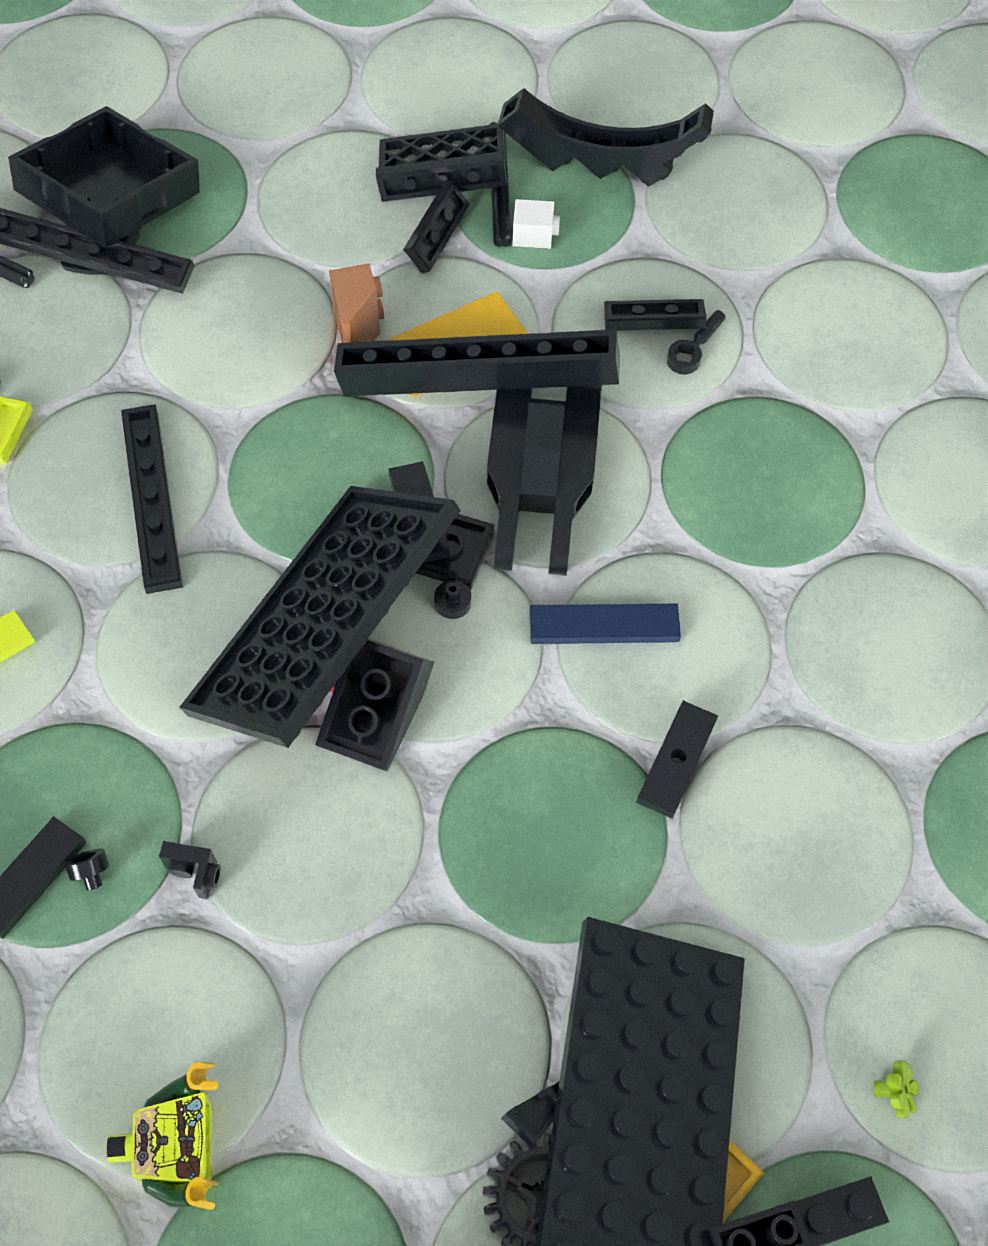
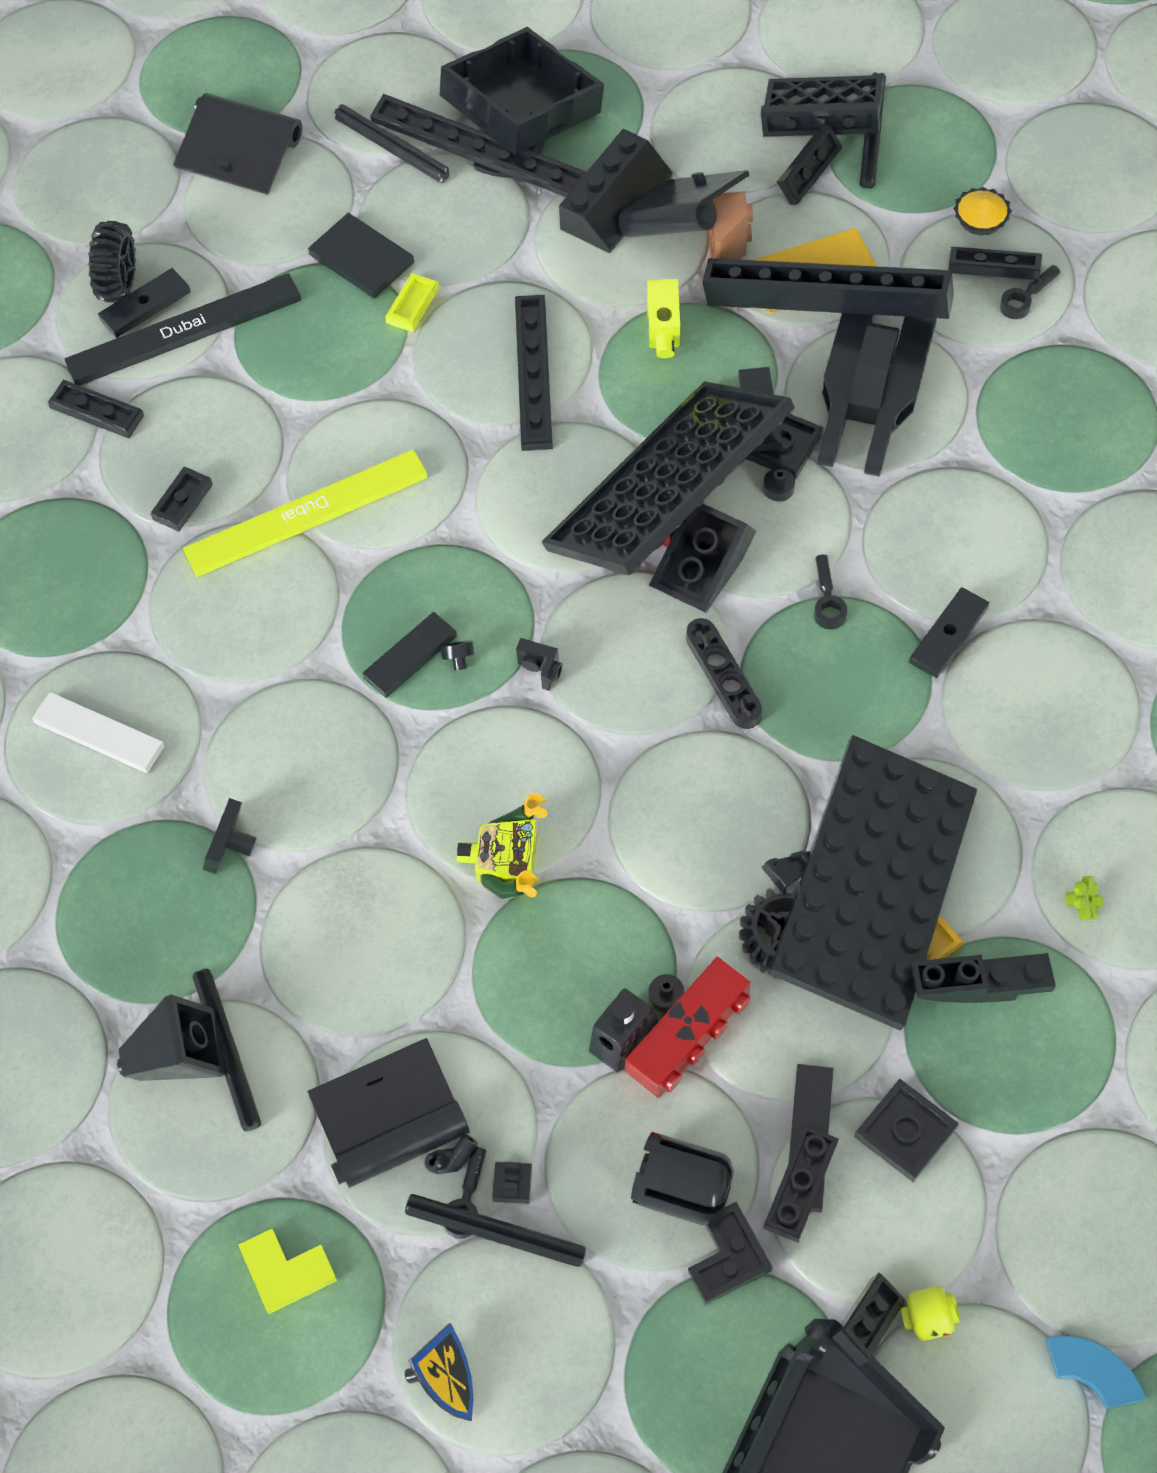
camera: 15 degrees right, 0 degrees up
(222, 278) = (616, 179): none -> black slope
(294, 416) = (663, 316): none -> neon yellow torso
(296, 287) = (678, 205): none -> black door
(422, 844) = (719, 674): none -> black beam
(525, 720) = (828, 599): none -> black piece
(534, 223) = (898, 170): white brick -> none
(600, 148) = (970, 107): black arch -> none
(604, 623) = (906, 519): dark blue tile -> none
(632, 259) = (982, 211): none -> yellow piece

